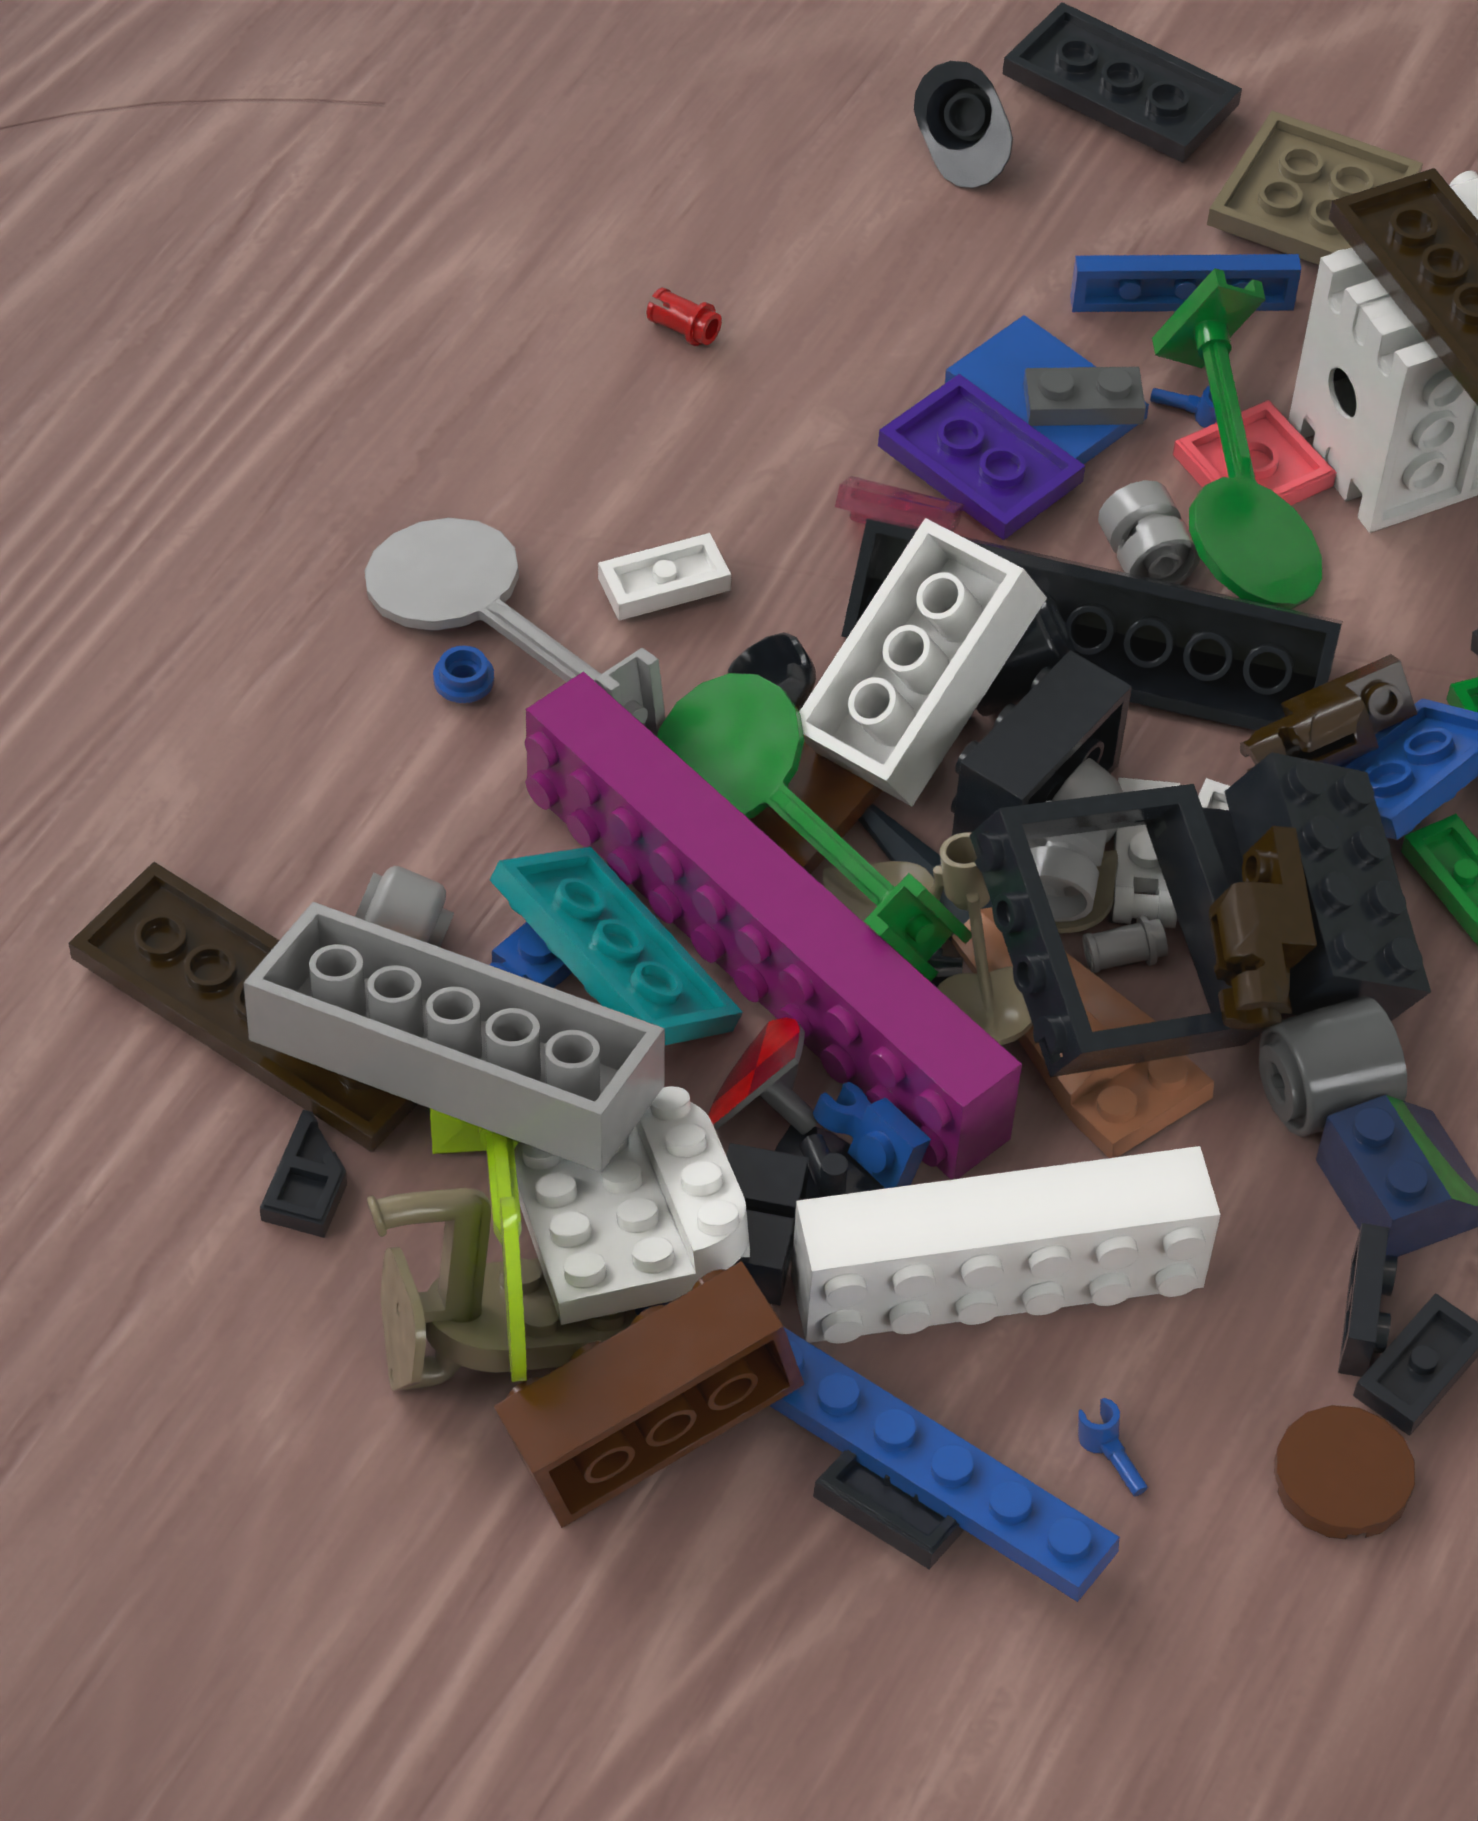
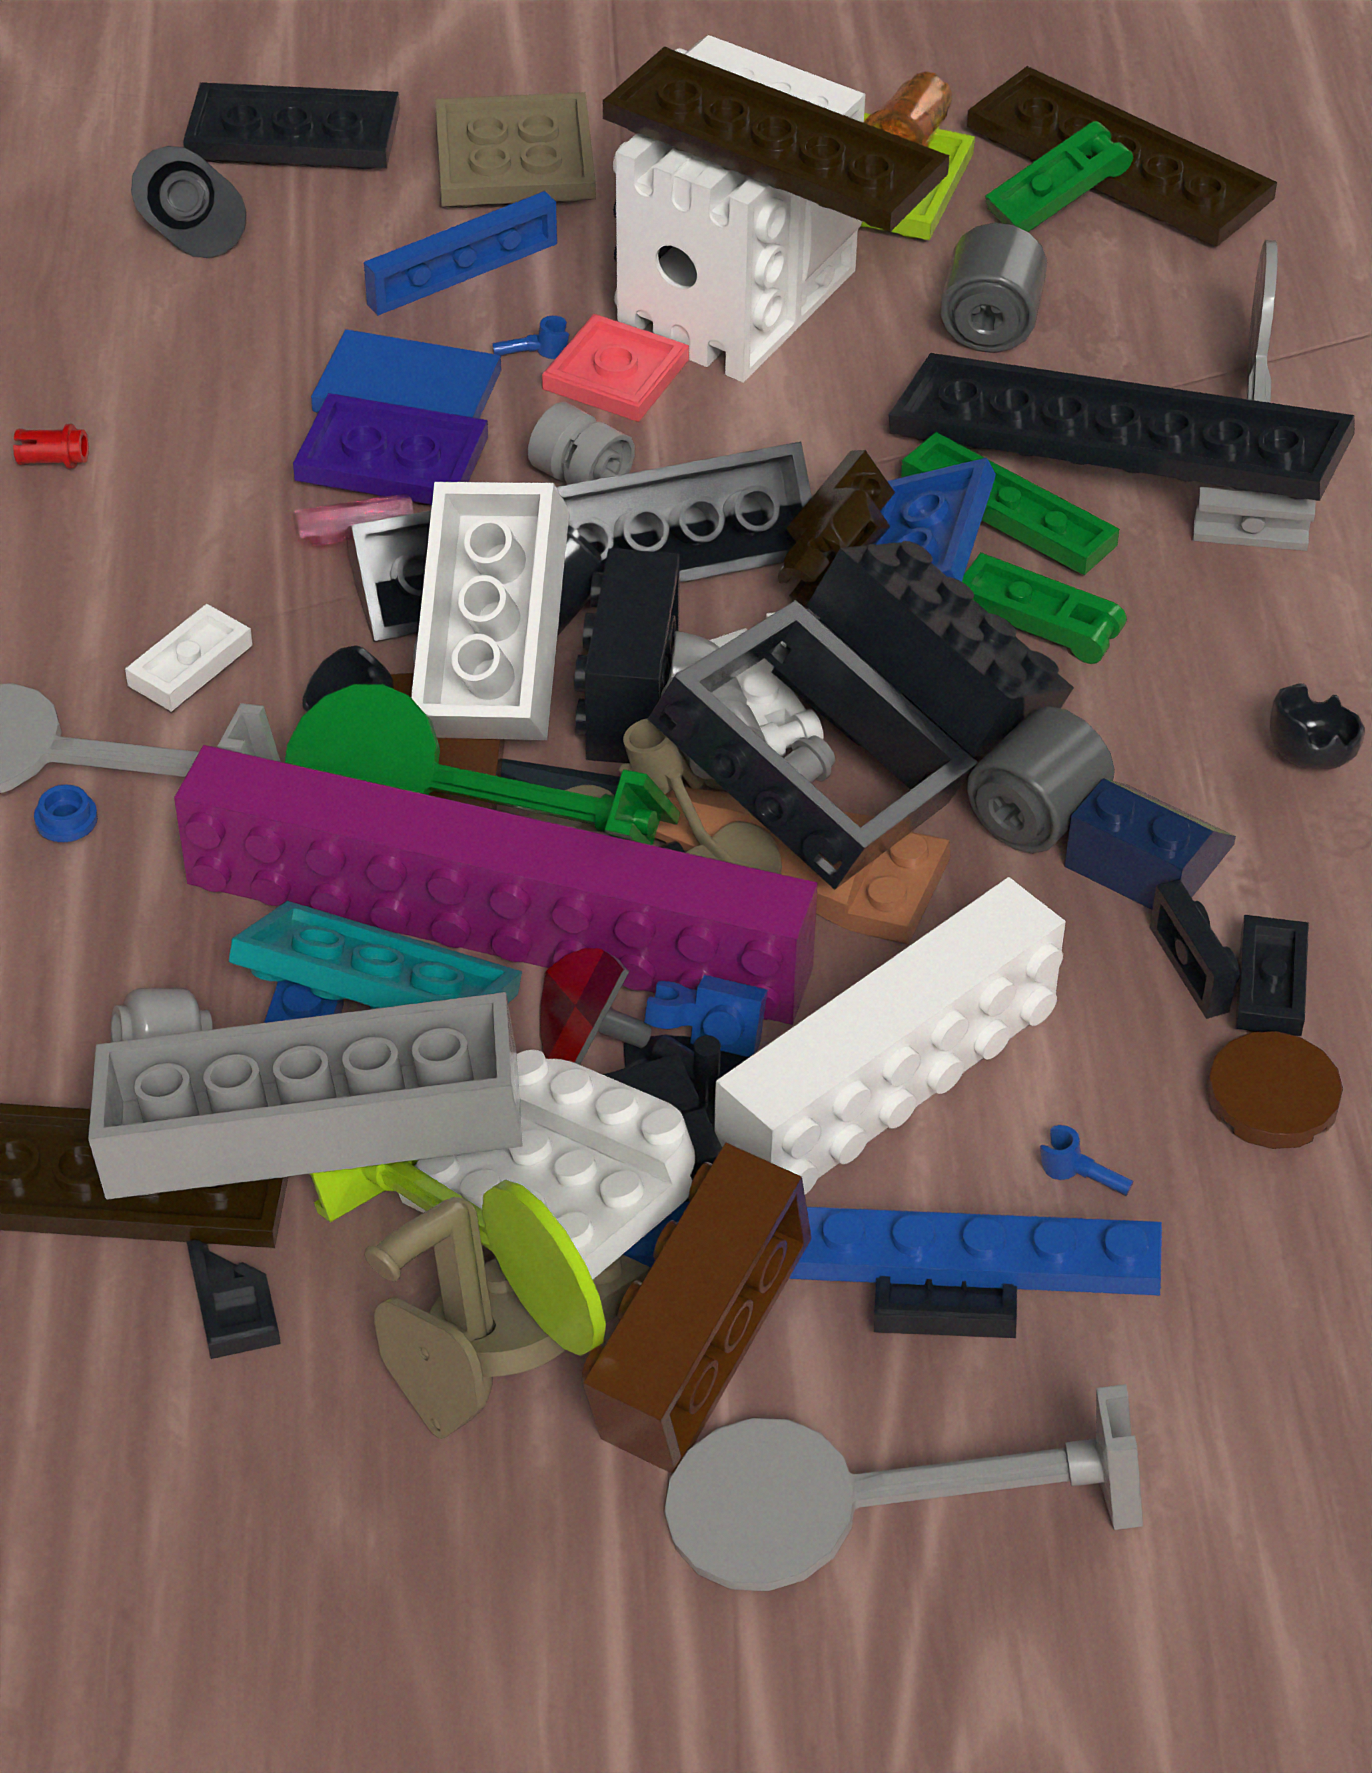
camera: 30 degrees left, 5 degrees down
(625, 1588) = (776, 1499): none -> light grey piece
(1084, 396) = (445, 368): dark grey plate -> none
(1237, 526) = (642, 406): green piece -> none
(1262, 932) = (931, 689): dark brown plate -> none

